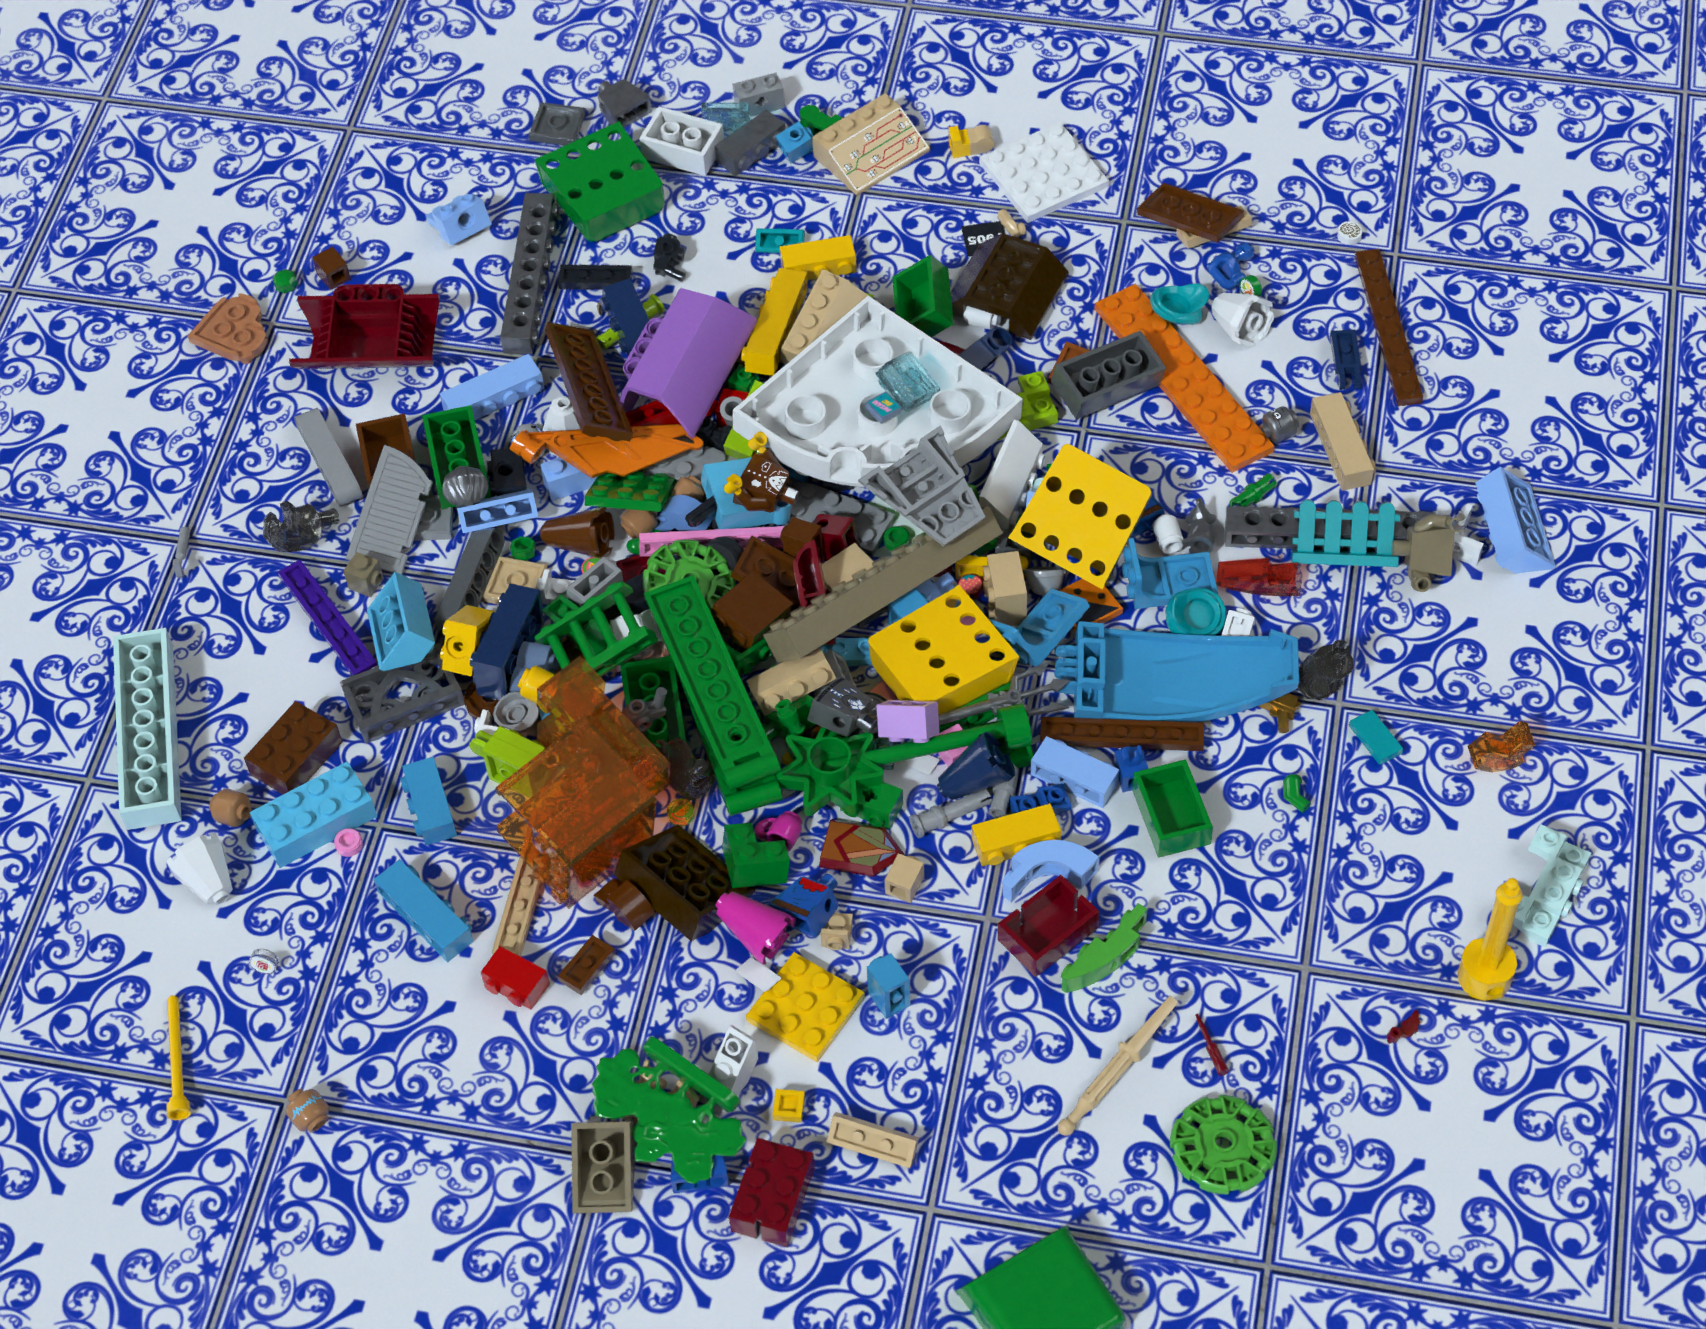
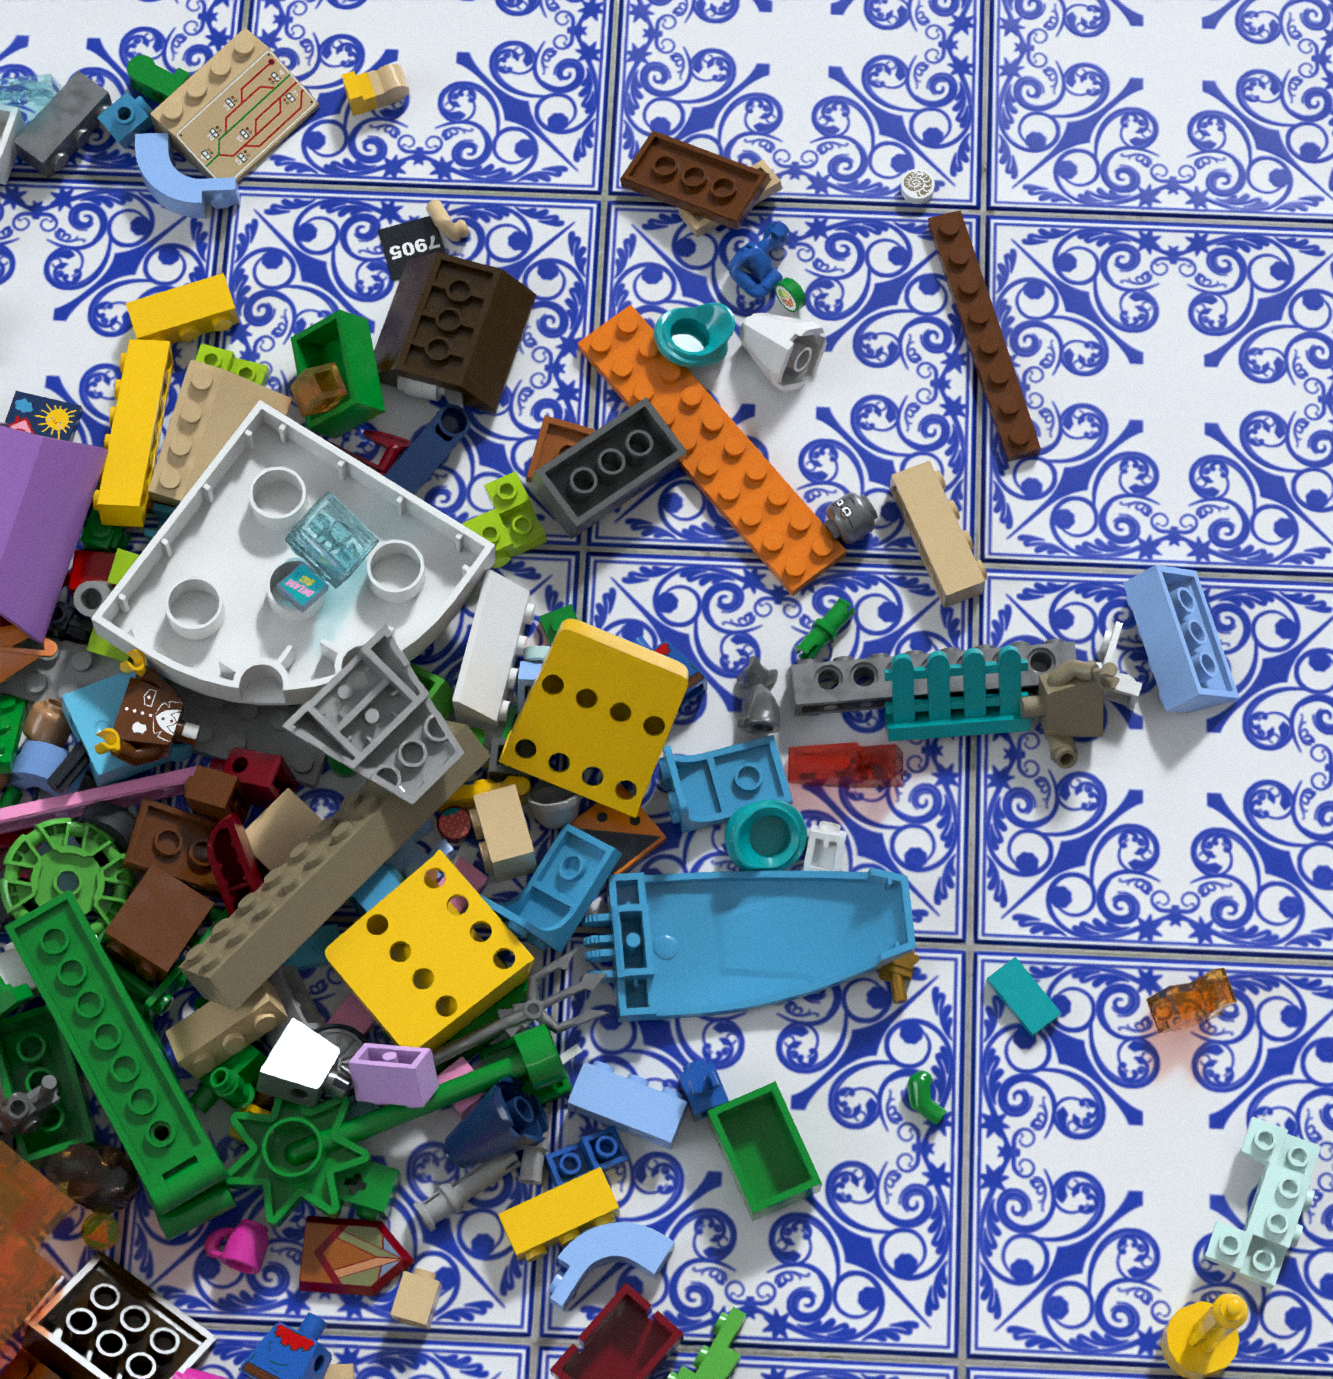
camera: 10 degrees left, 15 degrees up
(753, 862) = (207, 1308): green brick -> none
(760, 93) = (65, 43): light grey brick -> none
(771, 239) = (123, 284): teal slope -> none
(825, 188) = (174, 190): none -> light blue arch
(909, 301) = (318, 389): none -> clear orange brick
(1043, 172) = (483, 128): white plate -> none
(1124, 733) = (685, 1036): reddish brown plate -> none
(1168, 534) = (715, 711): white brick -> none
(1323, 670) = (948, 913): clear smoke piece -> none
(1346, 357) = (930, 393): dark blue hinge -> none

